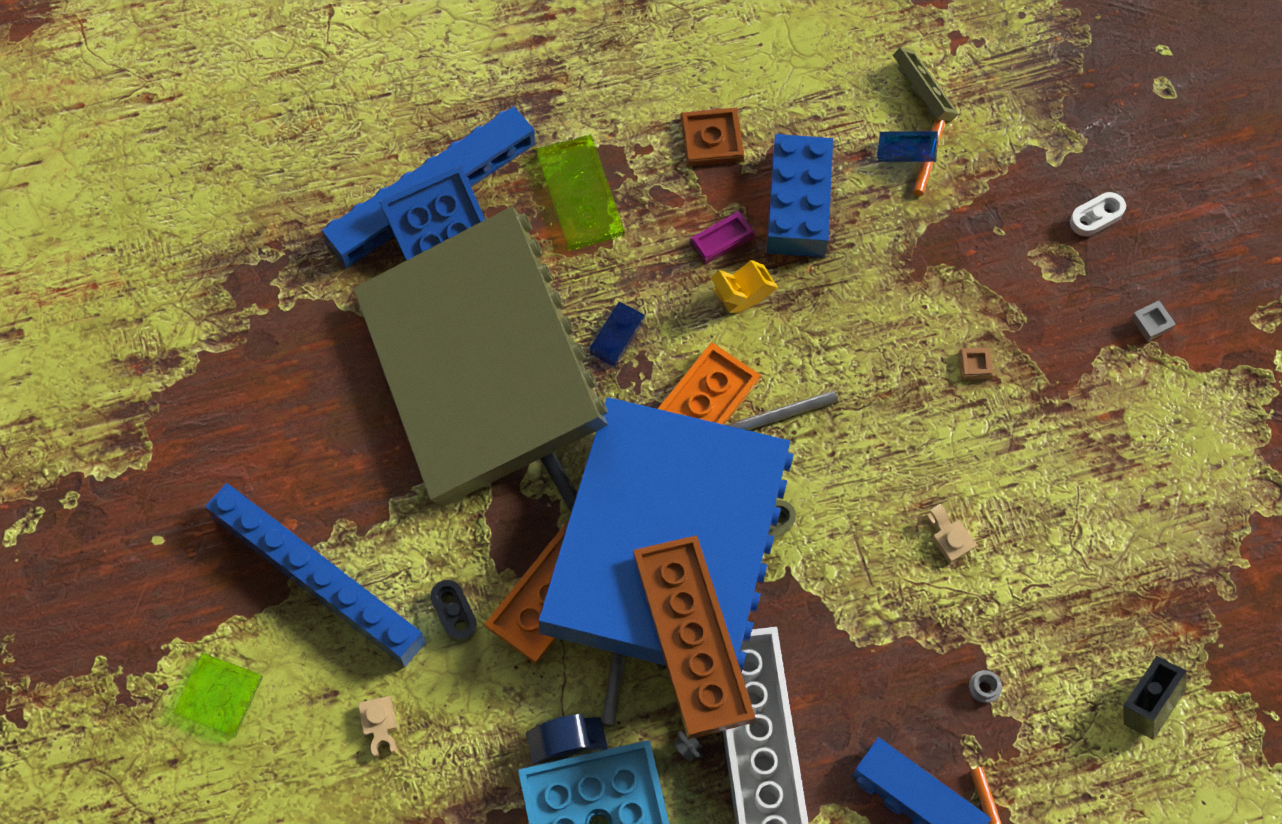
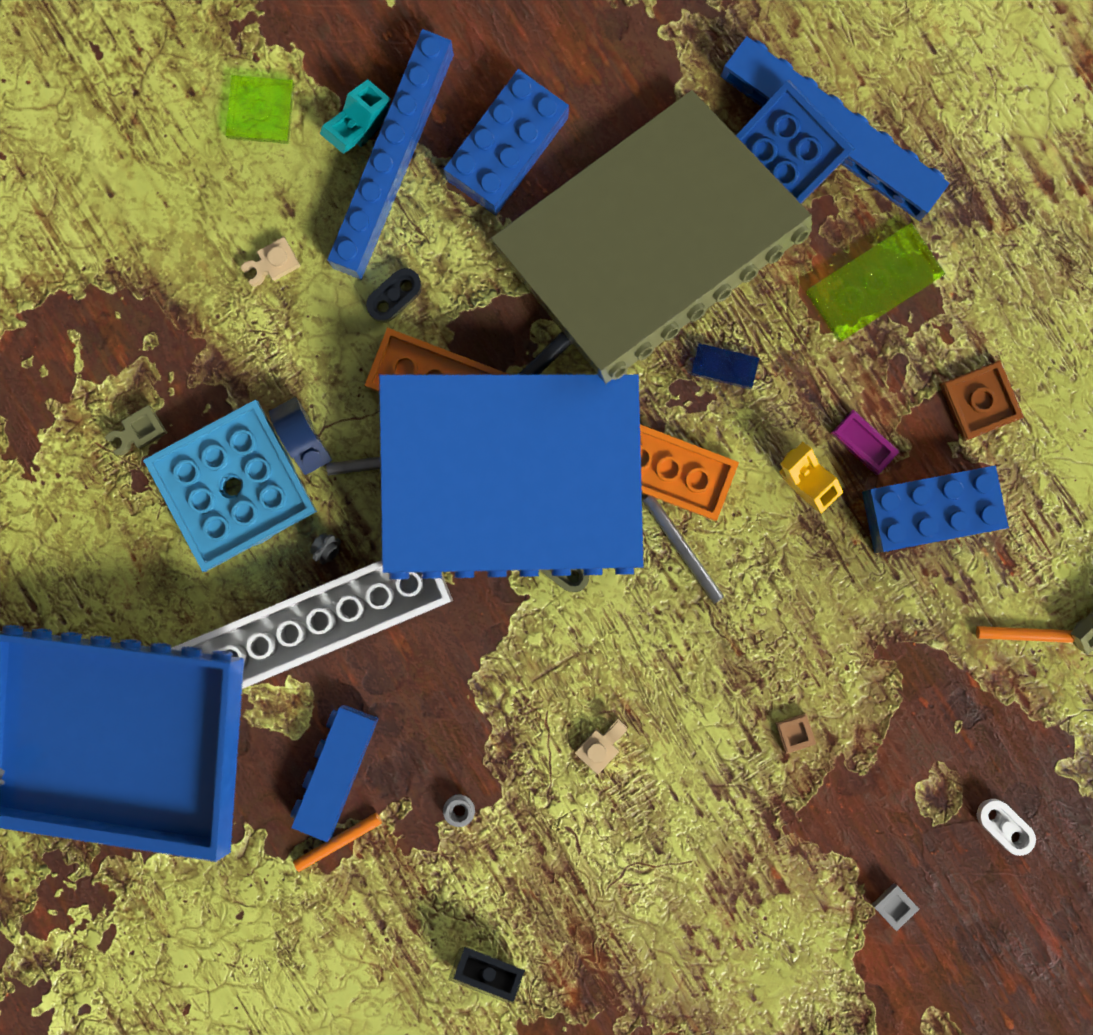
camera: 75 degrees right, 20 degrees up
(266, 594) = (360, 117): none -> teal brick
(342, 464) = (506, 142): none -> blue brick
(693, 637) = (400, 523): dark orange plate -> none
(908, 146) = (1027, 609): clear blue plate -> none

